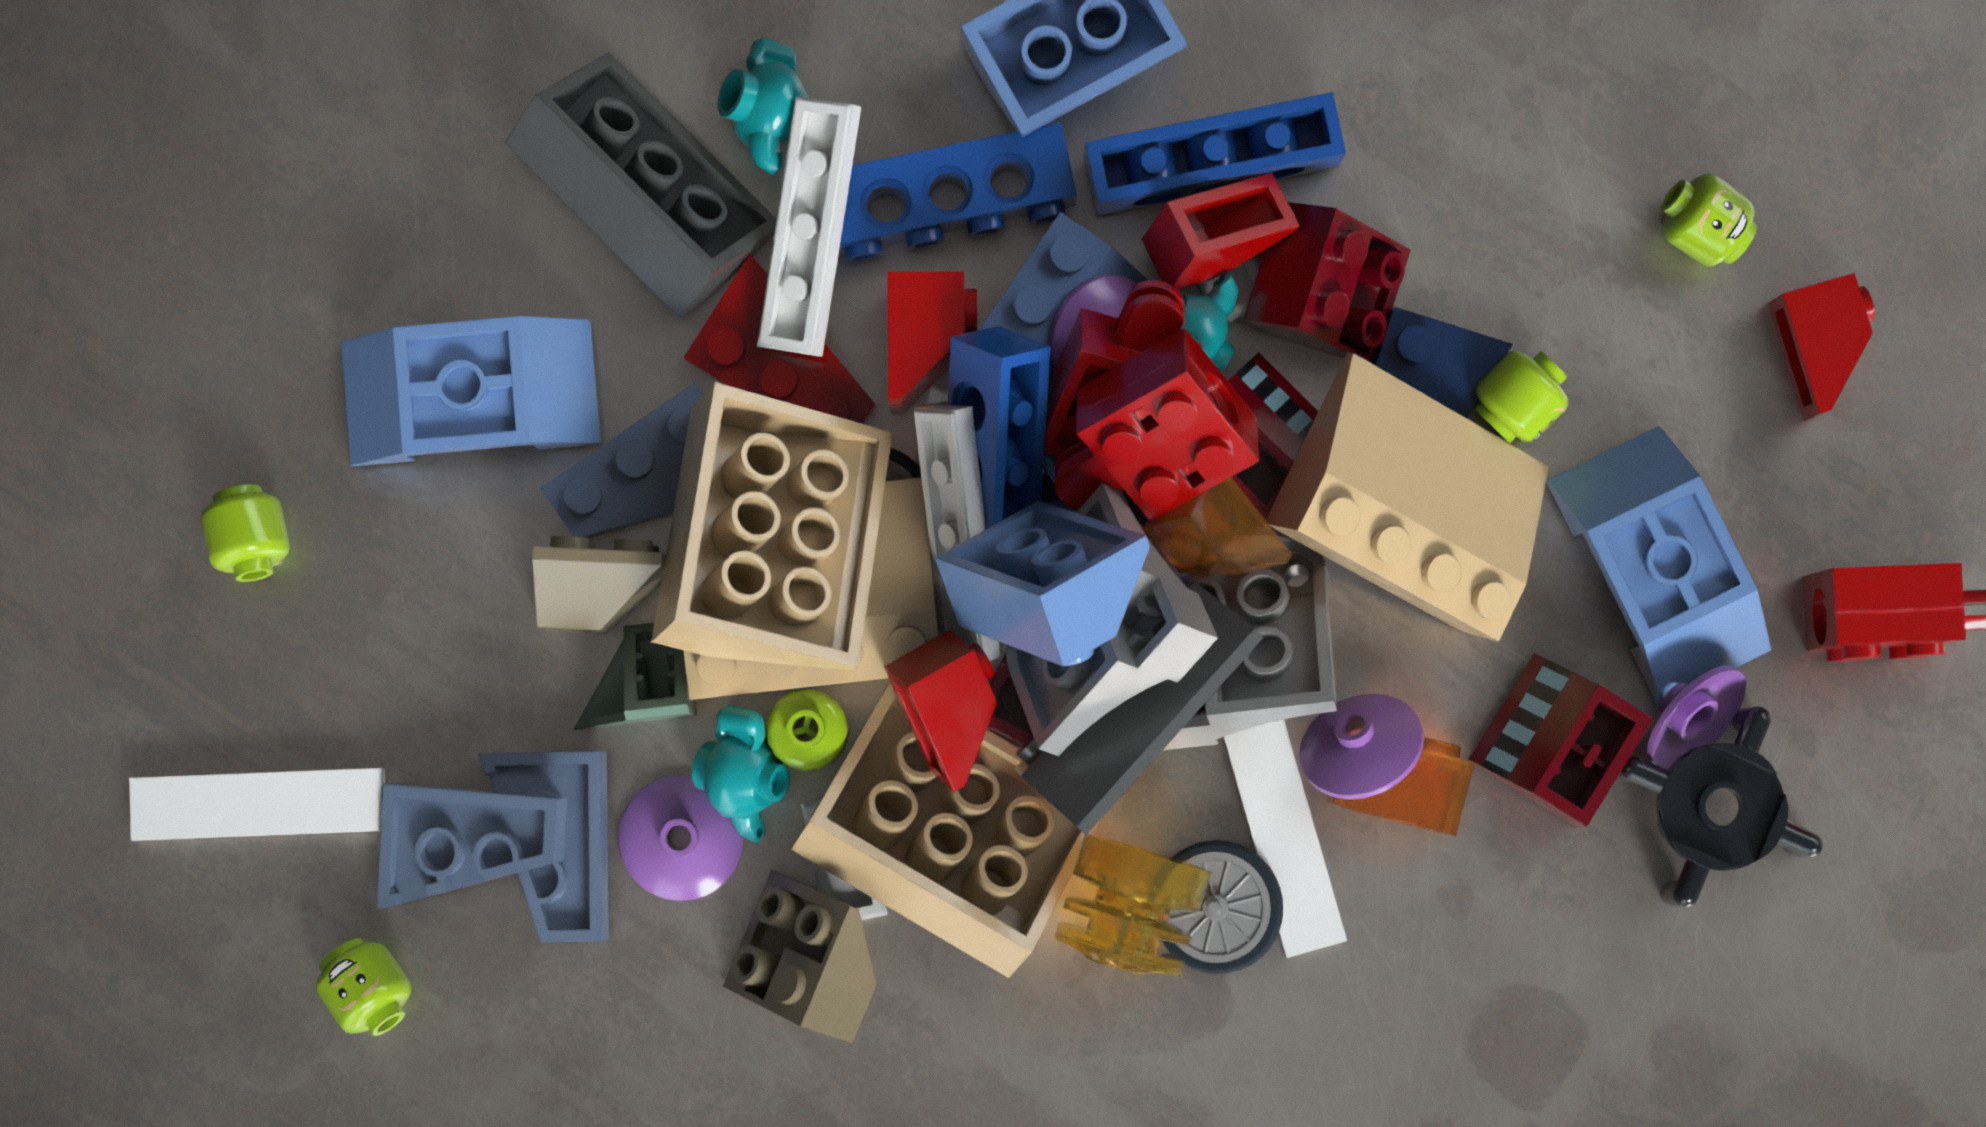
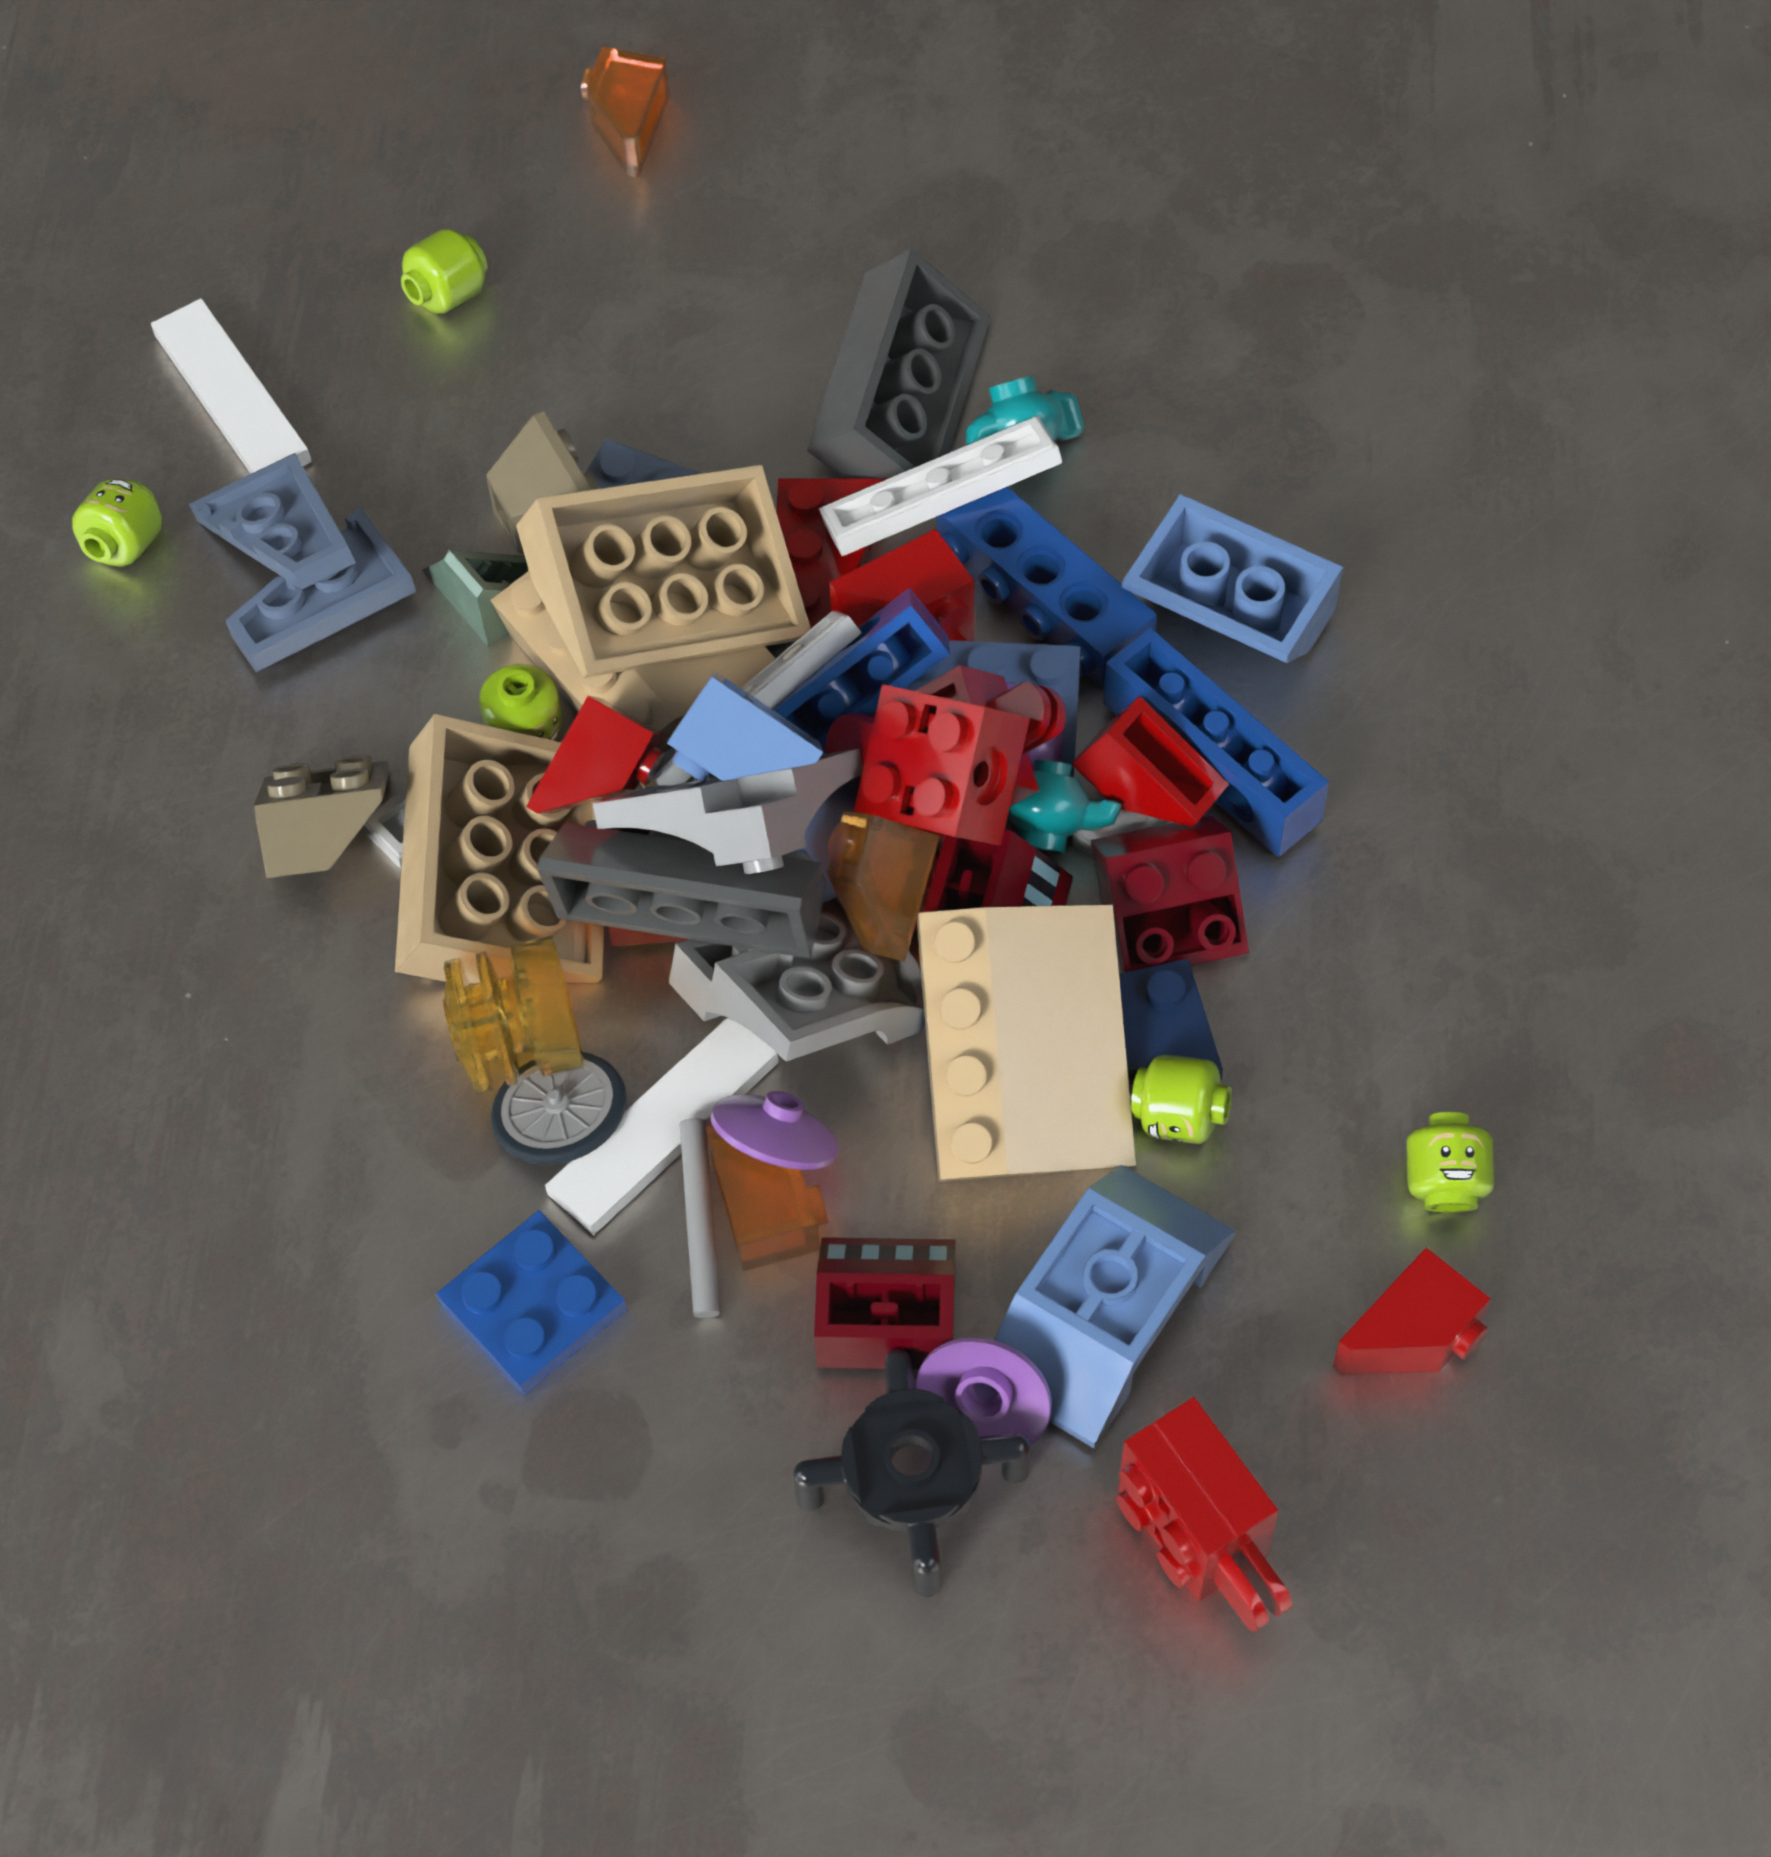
camera: 65 degrees right, 25 degrees down
(139, 245) = (627, 103): none -> clear orange slope
(470, 388) = (664, 352): medium blue slope -> none
(671, 872) = (382, 704): medium lavender dish -> none
(740, 770) = (450, 678): teal piece -> none
(1380, 1023) = (531, 1302): none -> blue plate
(1391, 847) = (699, 1218): none -> light grey bar

